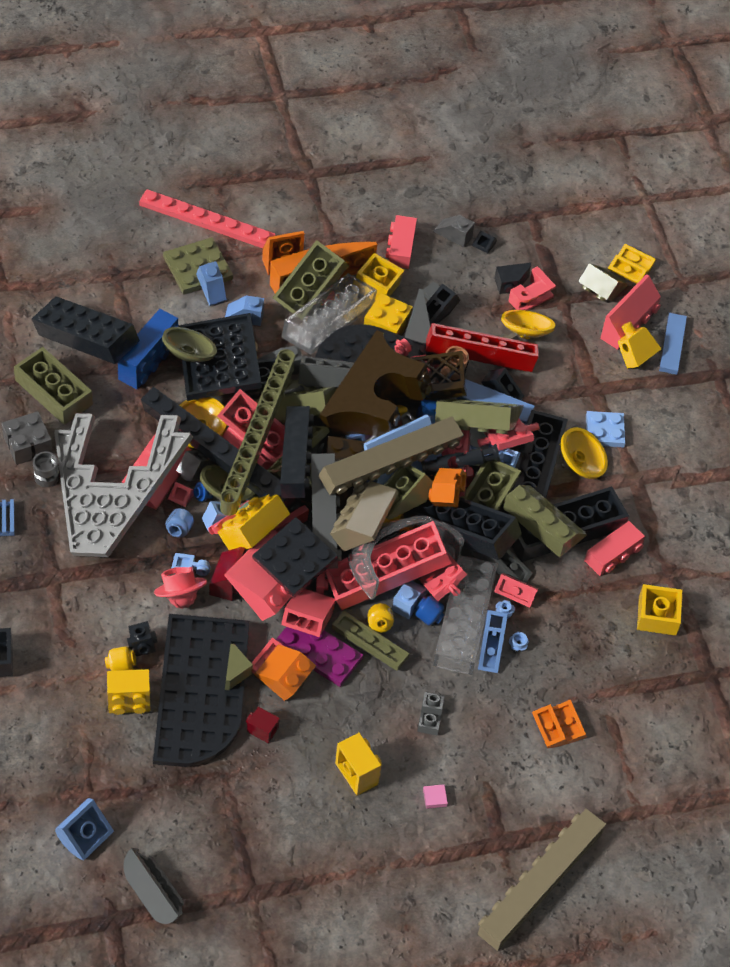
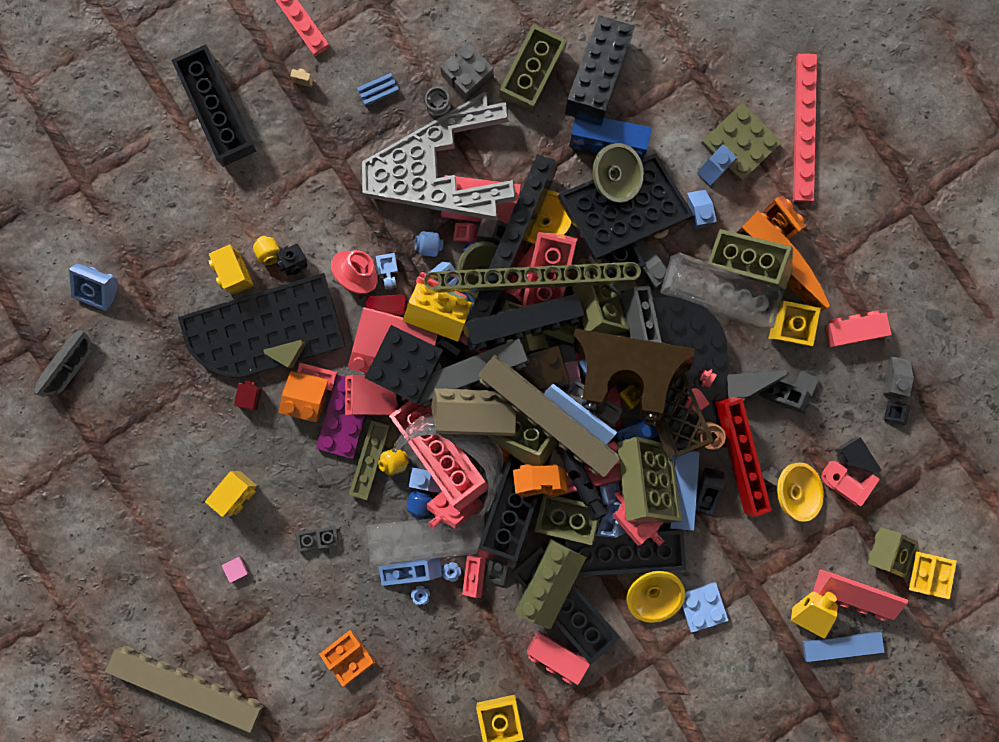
camera: 80 degrees right, 30 degrees up
(389, 314) = (749, 349): yellow brick -> none

